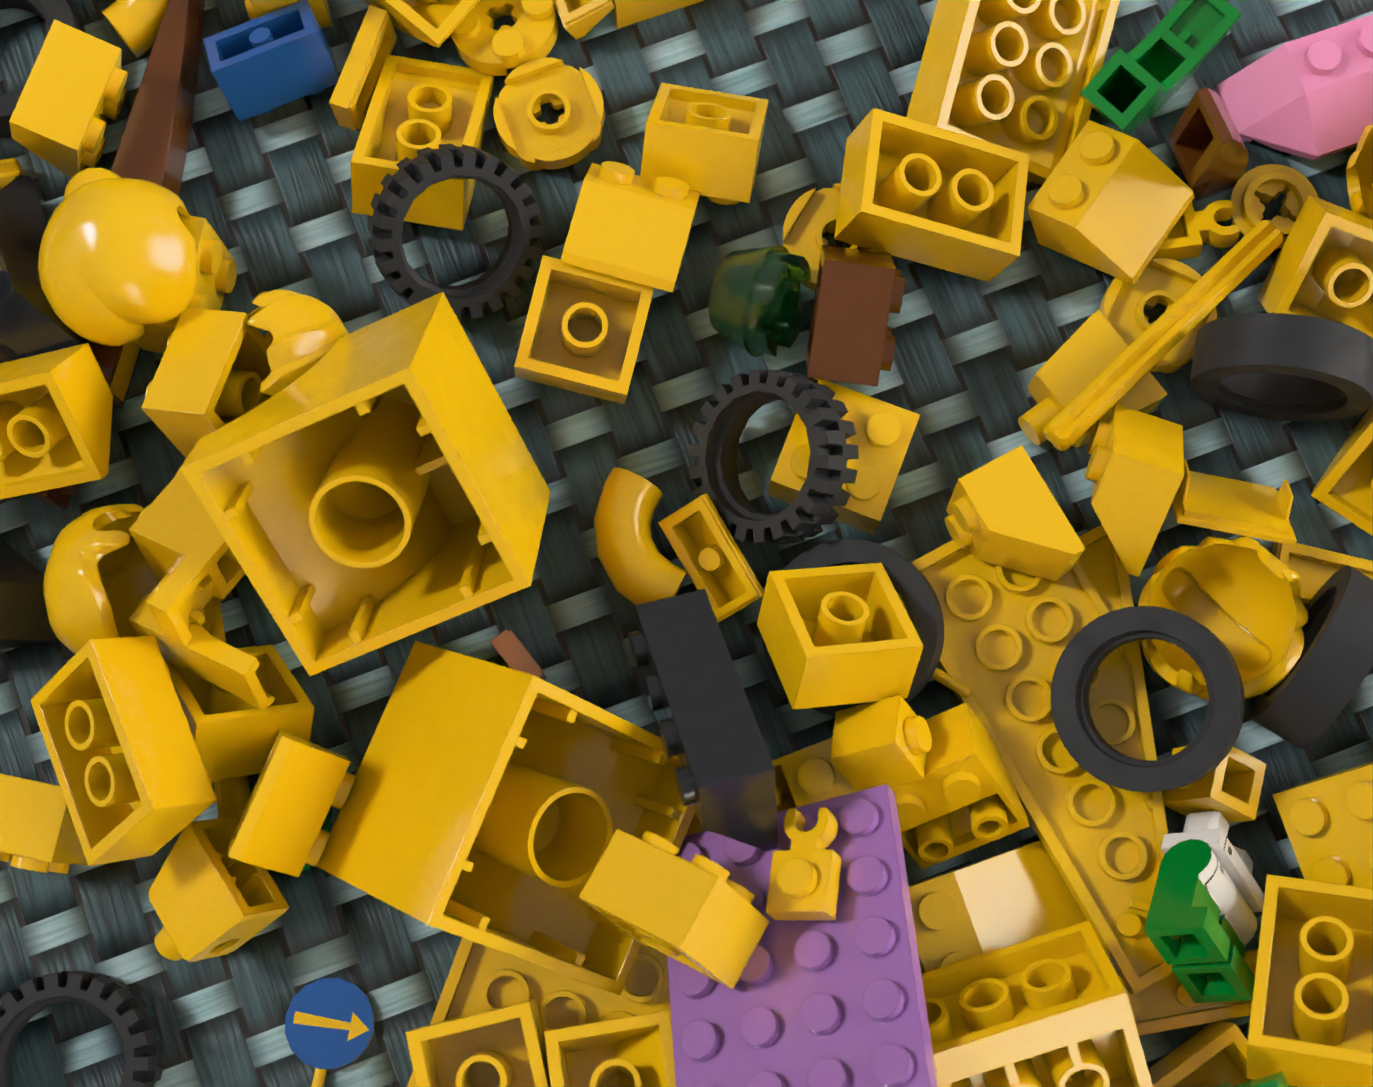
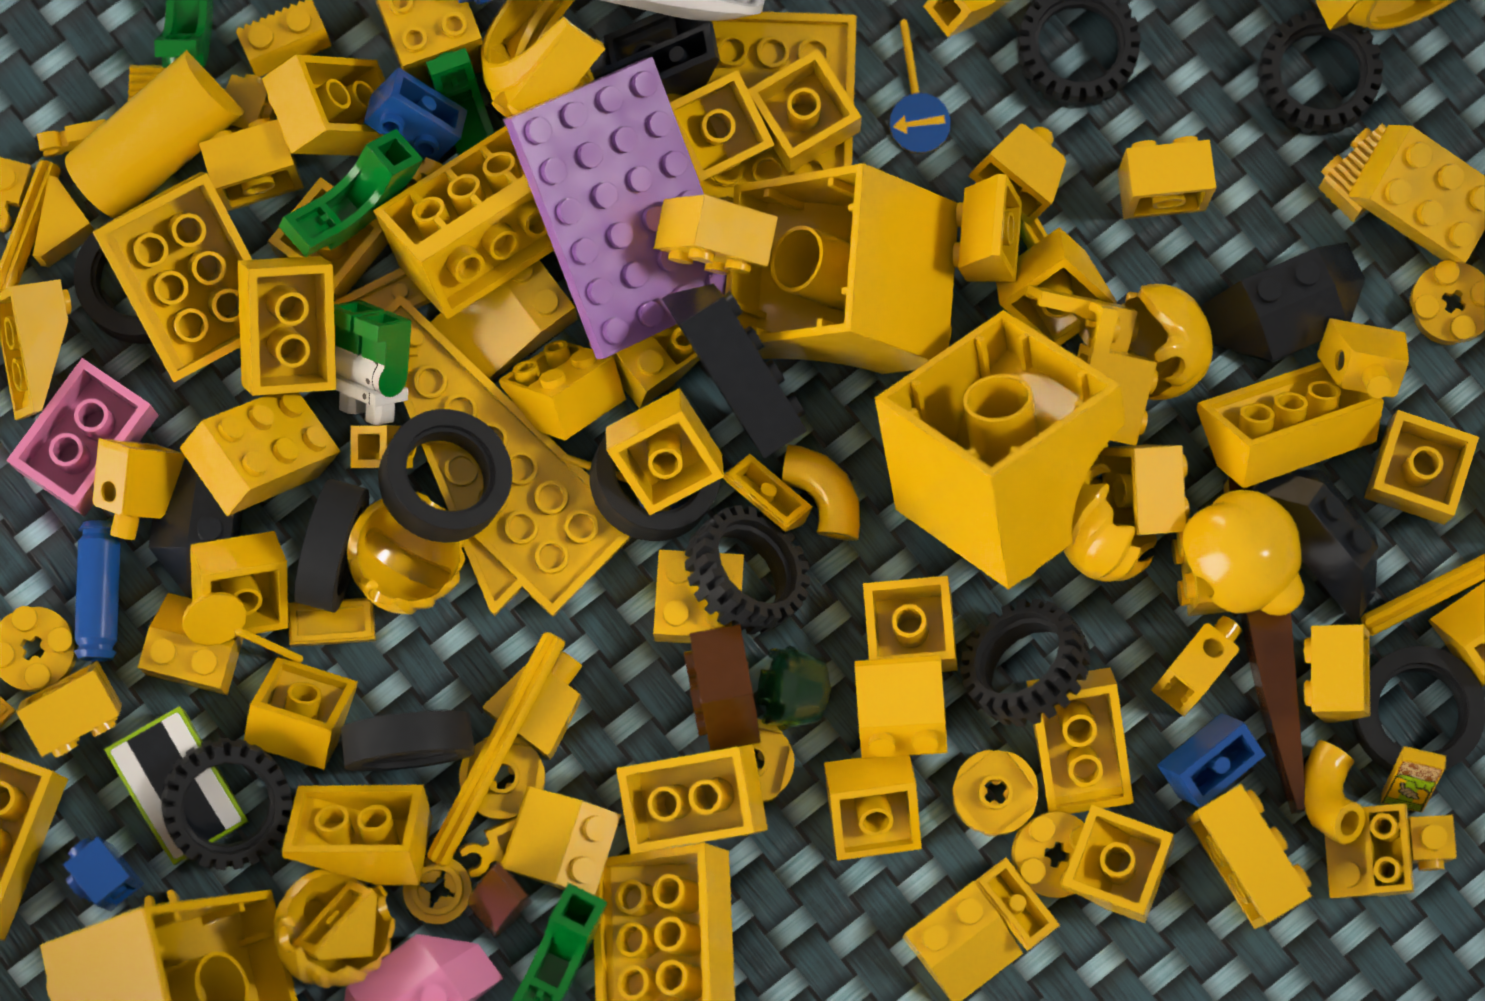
camera: 160 degrees right, 0 degrees up
(122, 749) = (1107, 228): yellow brick -> none
(243, 173) = (1198, 665): none -> yellow torso
(363, 68) = (1144, 780): yellow tile -> none
(516, 655) = (871, 382): nougat tile -> none
(807, 875) = (639, 278): yellow plate -> none
(880, 744) = (614, 391): yellow brick -> none
(1012, 519) = (570, 571): yellow slope -> none
(1135, 478) = (494, 627): yellow slope -> none
(1235, 506) = (417, 642): yellow piece -> none

